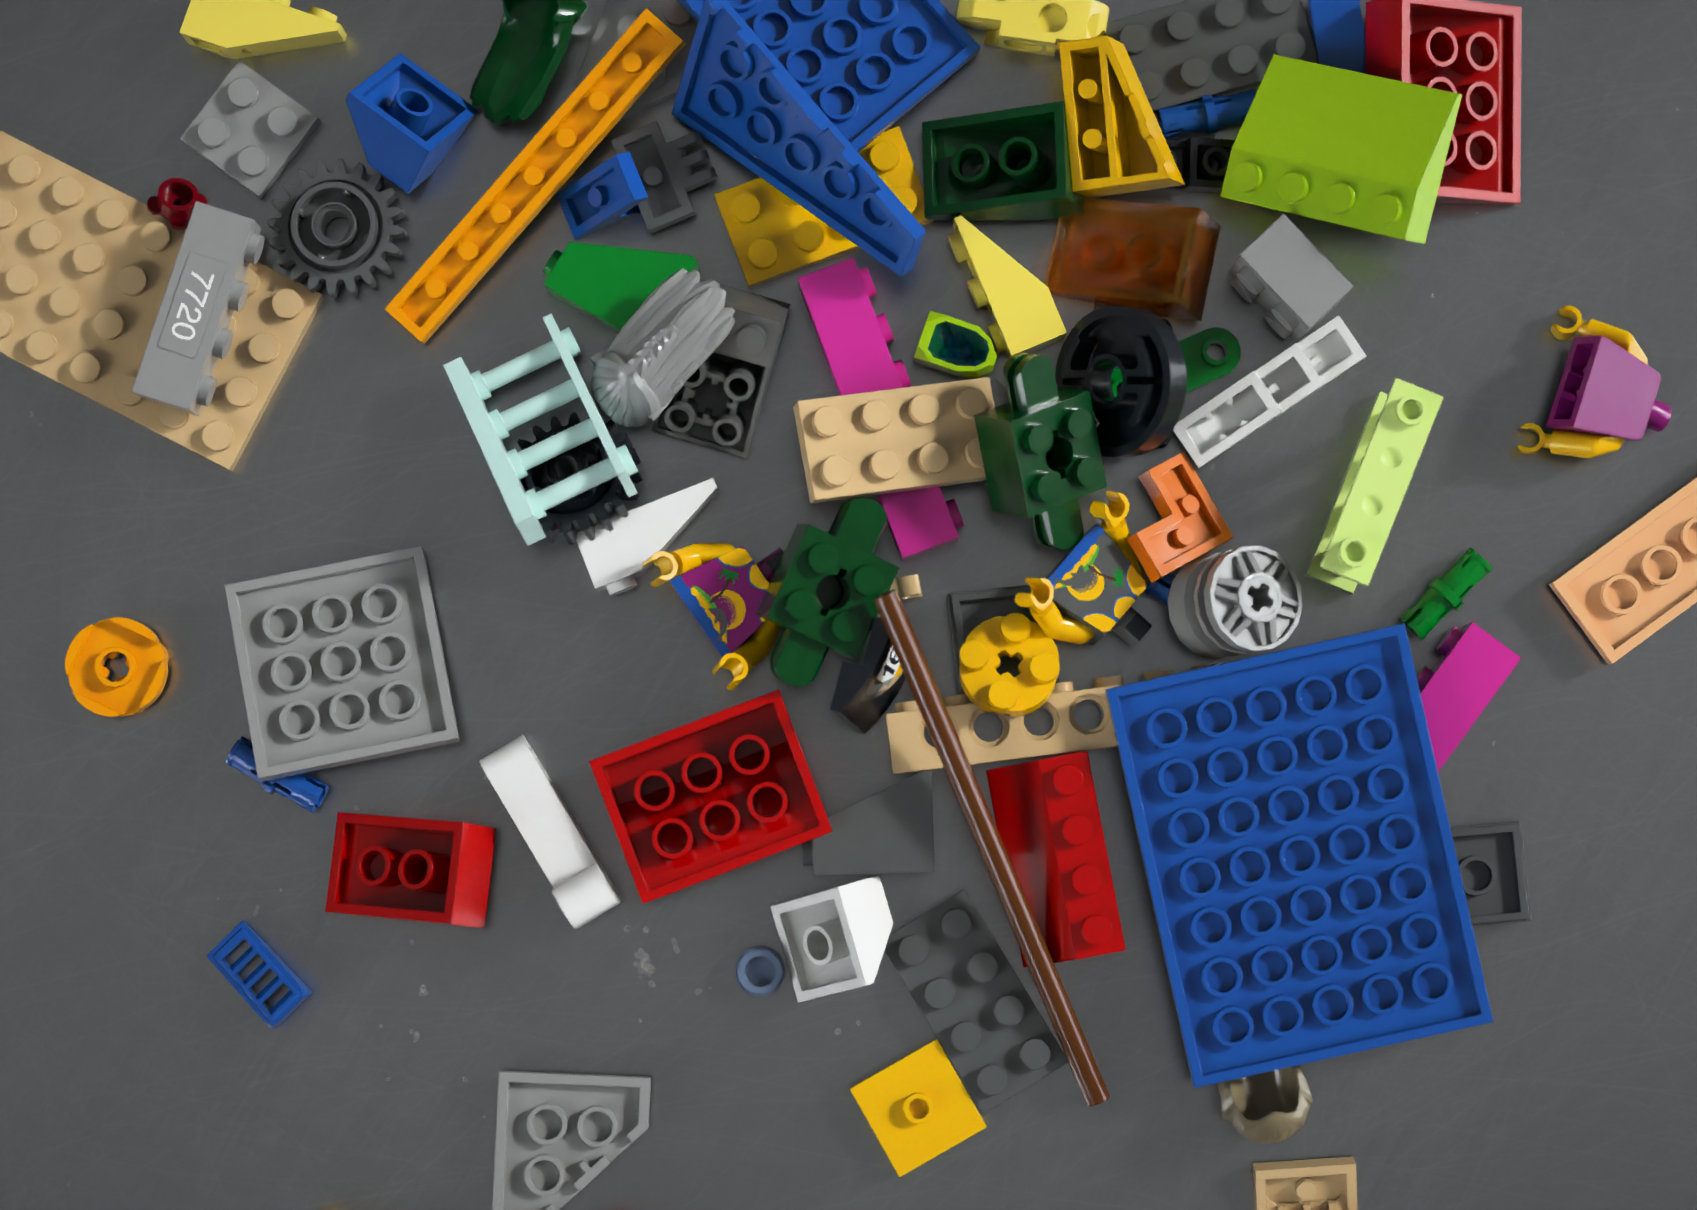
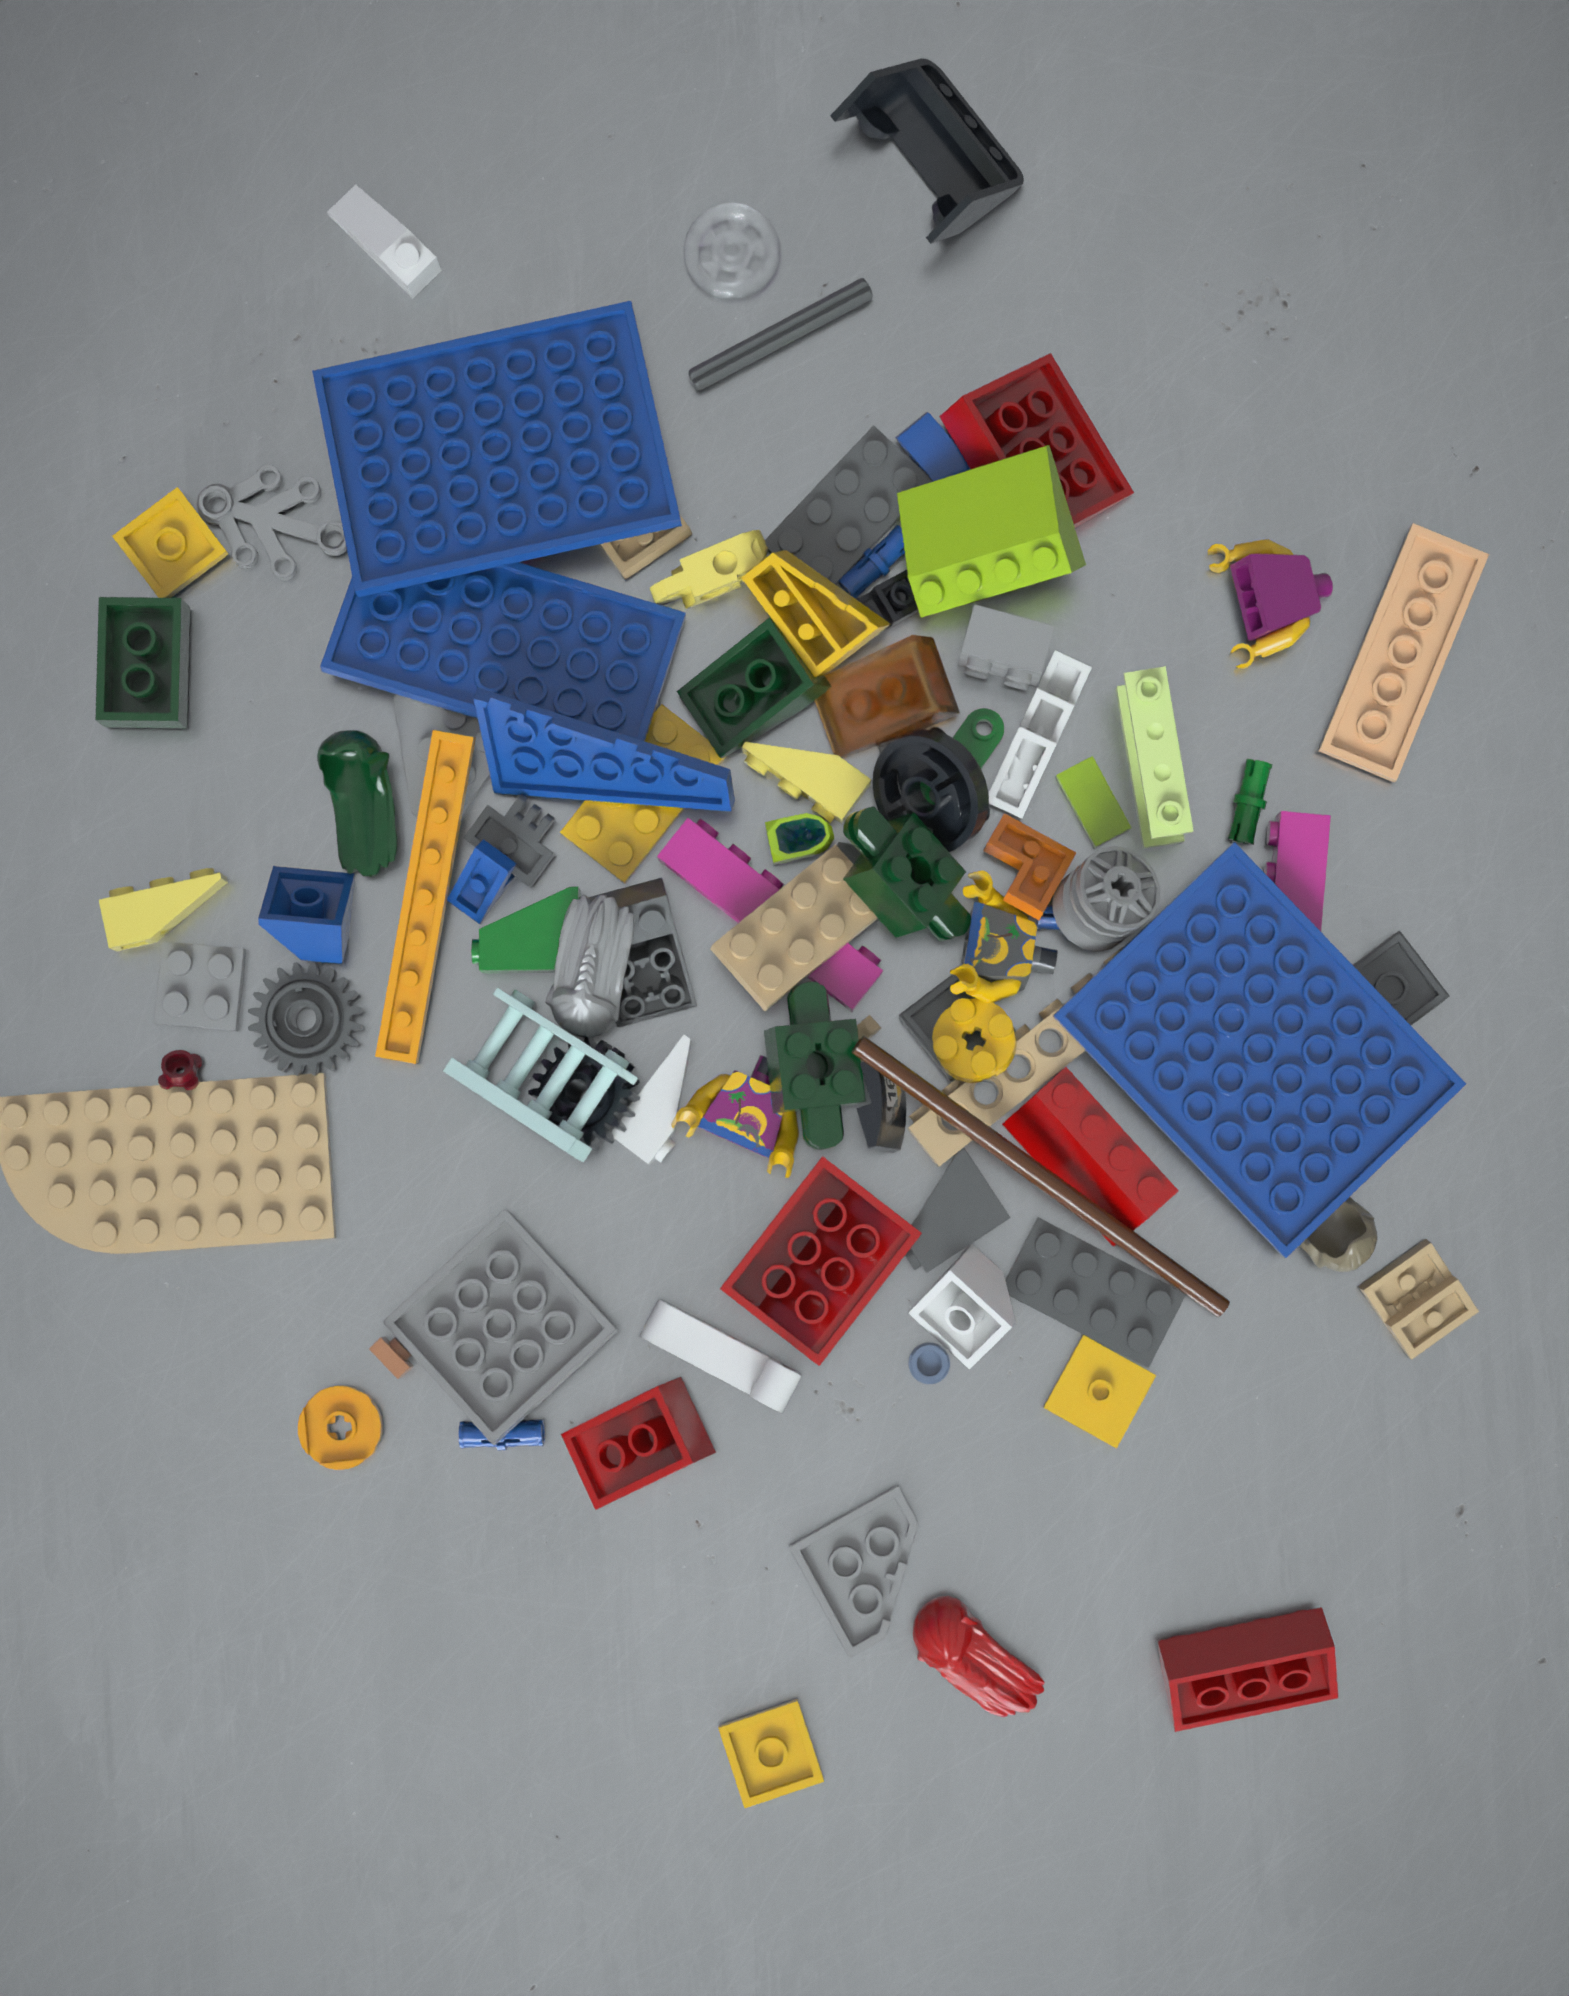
camera: 25 degrees left, 0 degrees up
(198, 309) = (244, 1137): light grey brick -> none
(213, 627) = (393, 1356): none -> nougat plate
(287, 1004) = (609, 1590): blue slope -> none
(1283, 496) = (1093, 802): none -> lime tile

